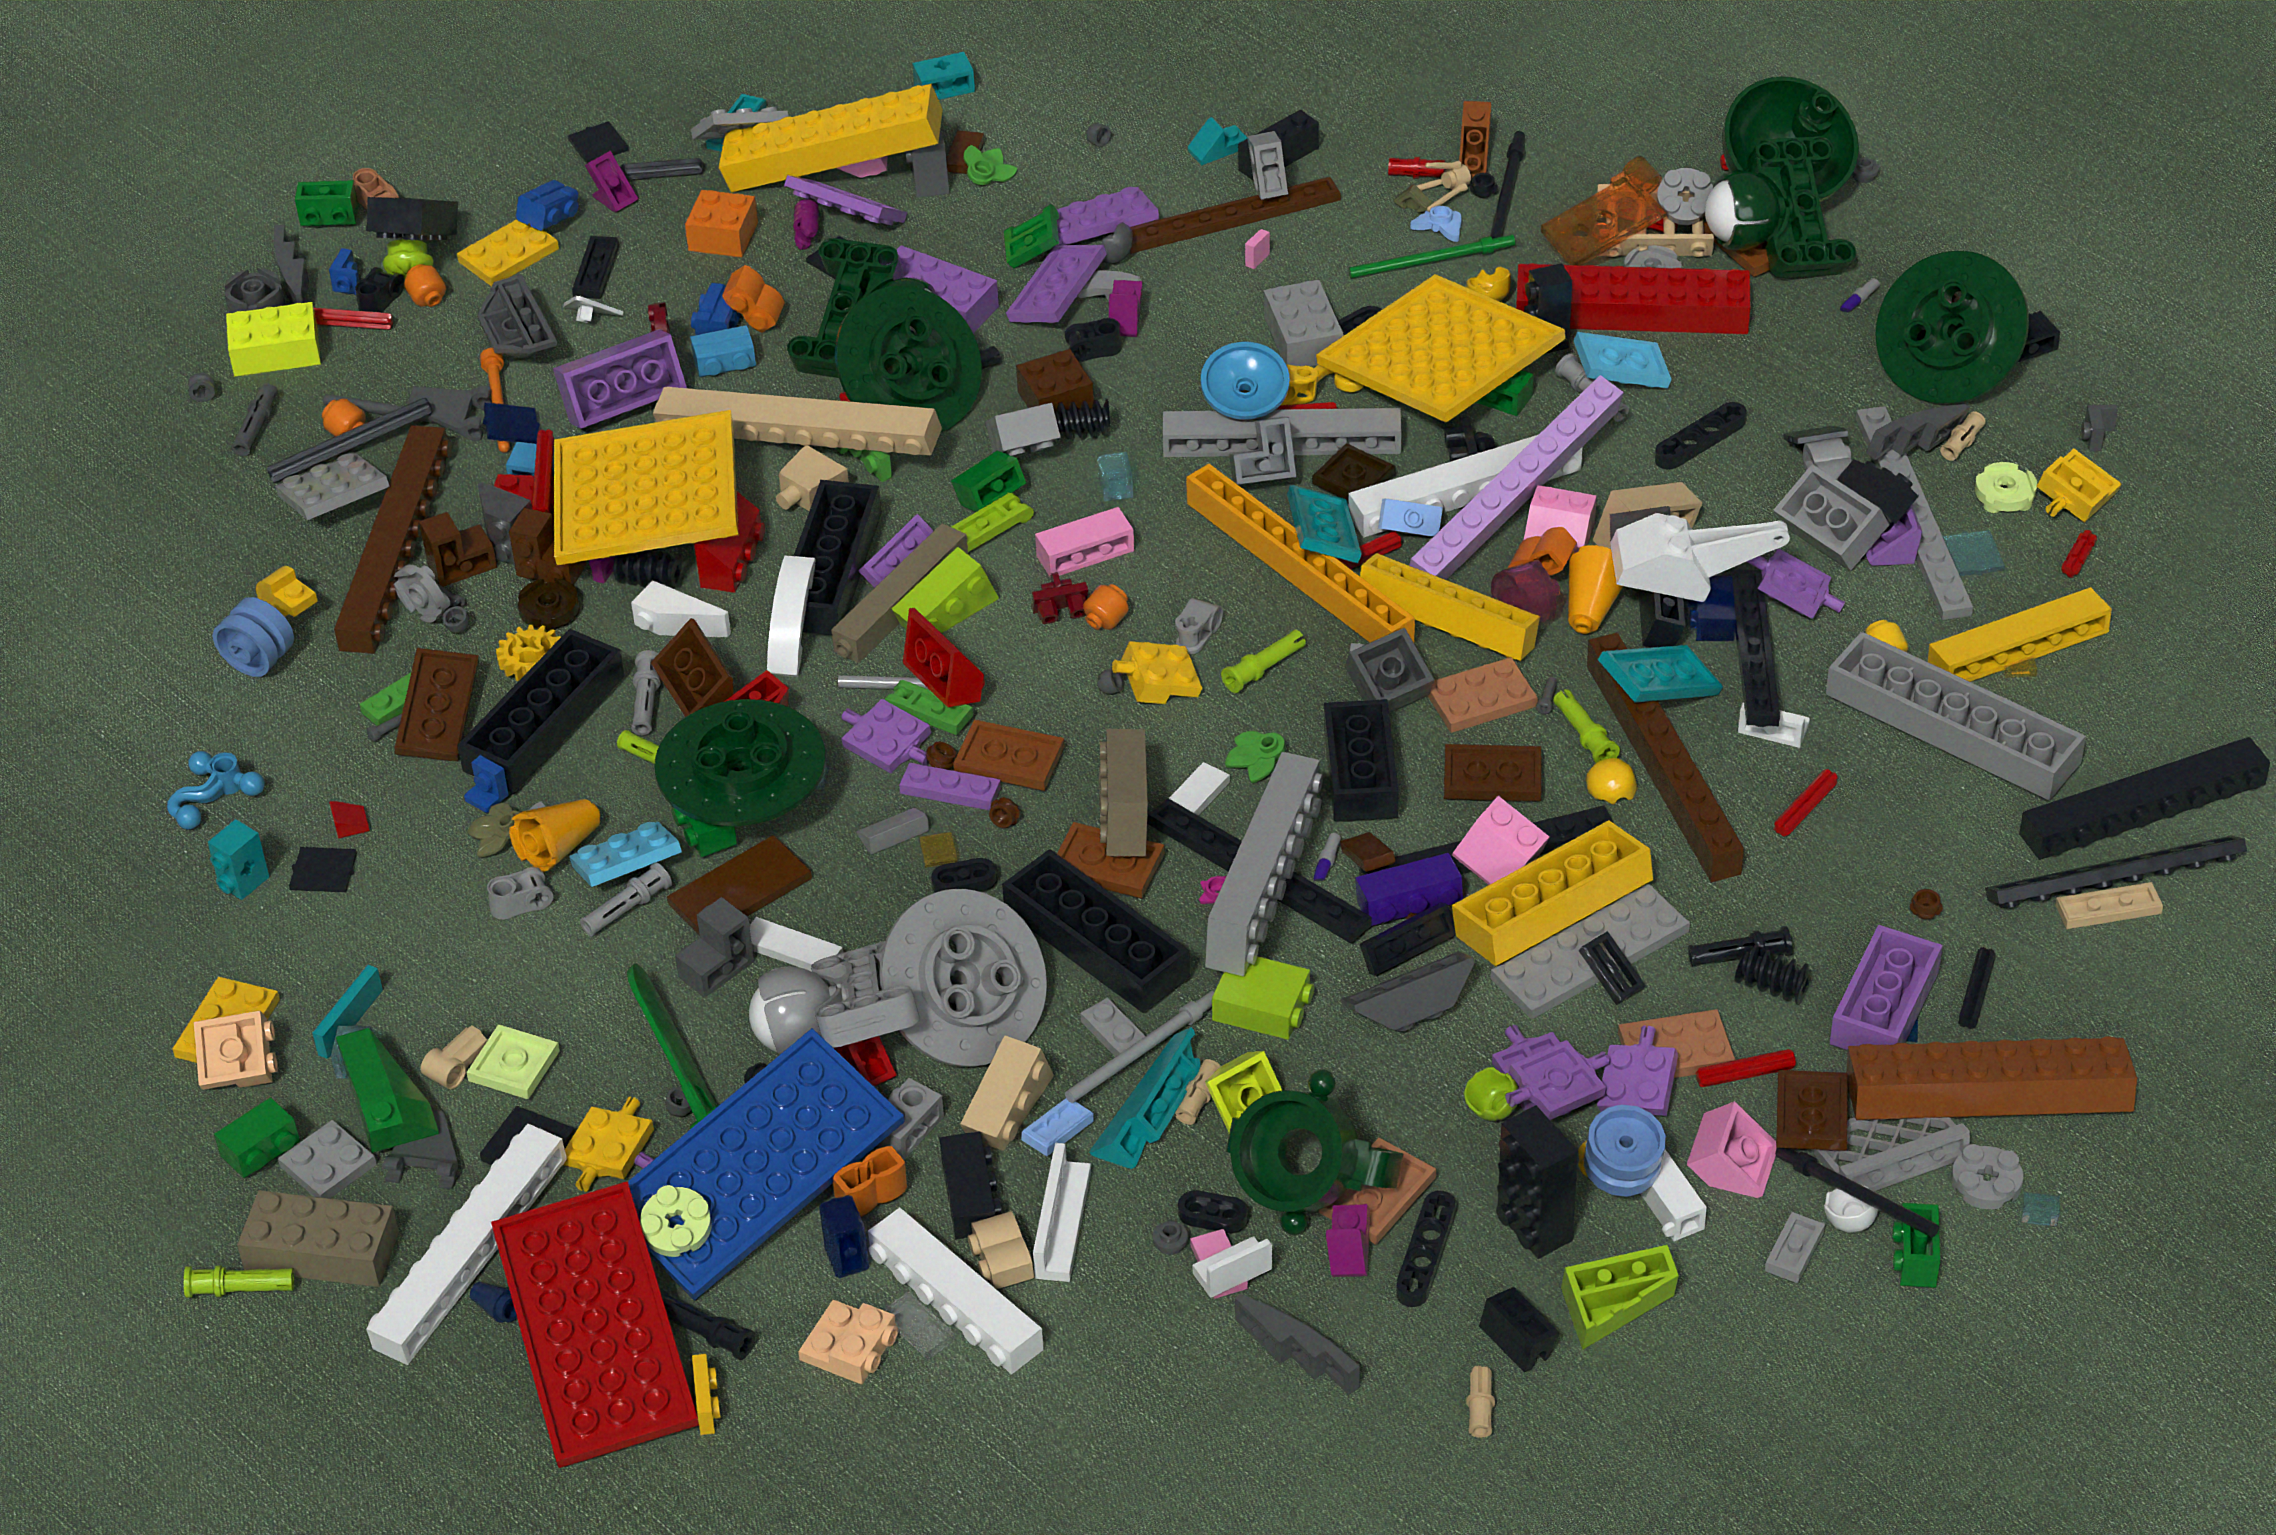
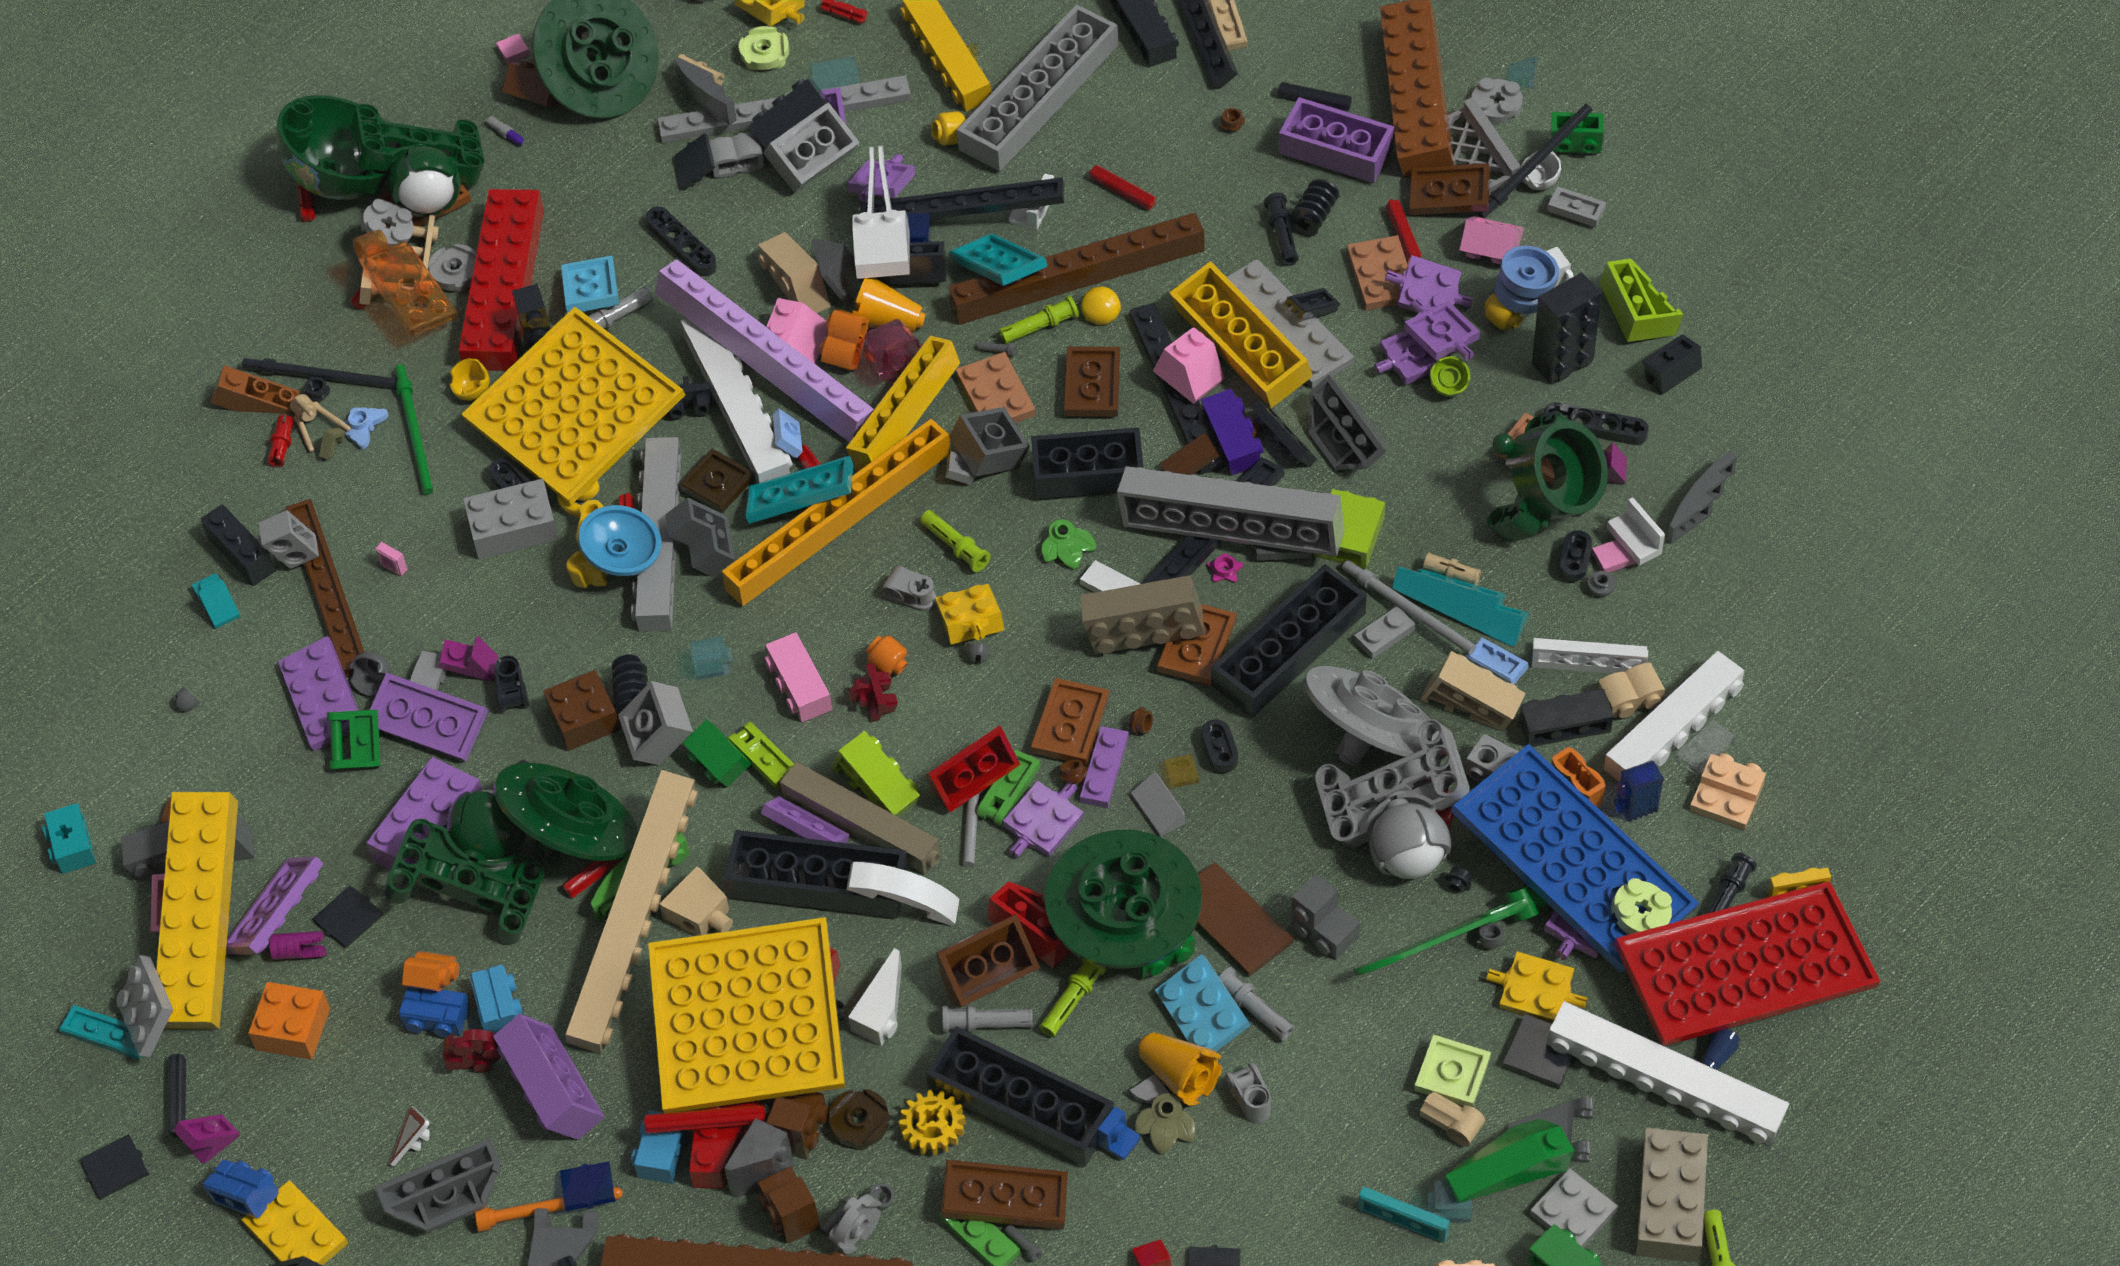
camera: 90 degrees left, 10 degrees up
(595, 267) = (333, 1141): black tile -> none
(789, 944) = (1303, 866): white tile -> none
(987, 166) = (227, 782): bright green plate -> none
(1241, 1083) = (1454, 532): neon yellow slope -> none
(1480, 1402) = (1738, 388): tan axle -> none

